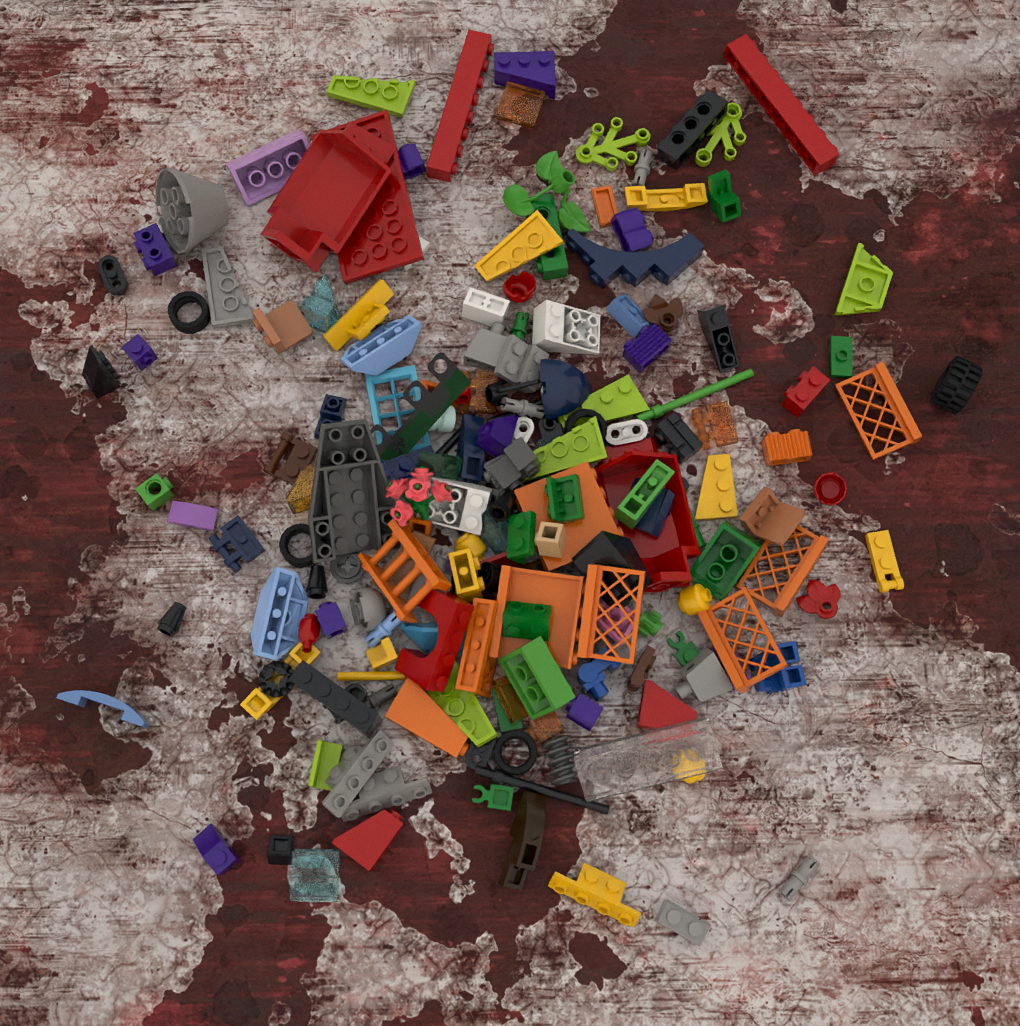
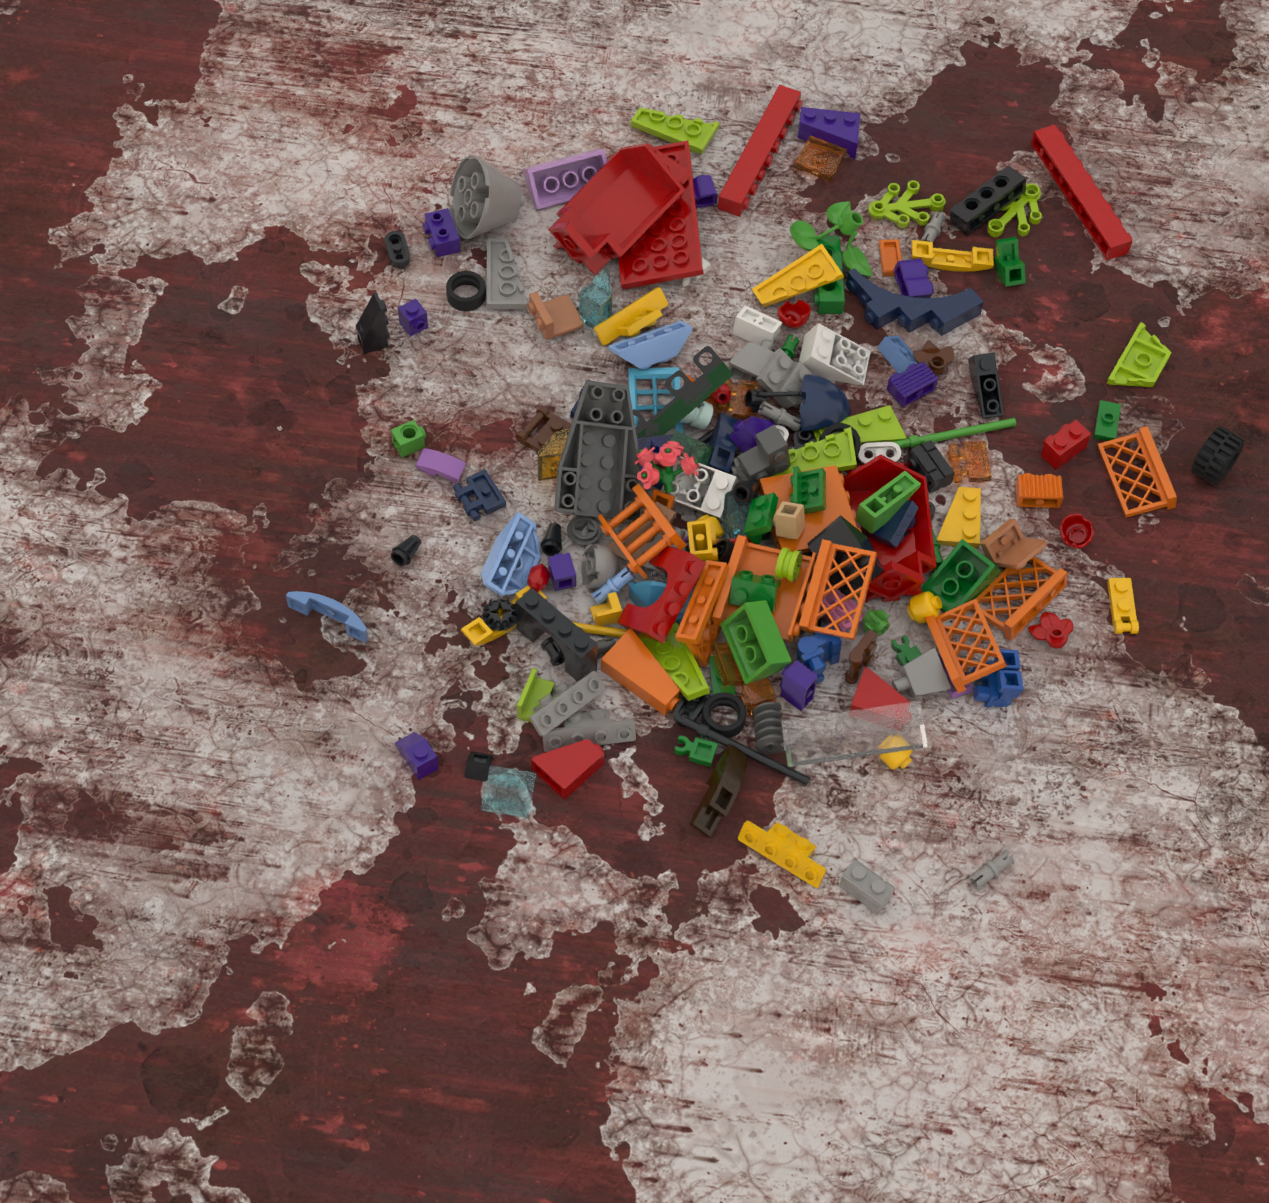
camera: 10 degrees right, 15 degrees down
(284, 541) = (535, 492): black tyre -> none
(557, 593) = (788, 564): none -> lime wheel

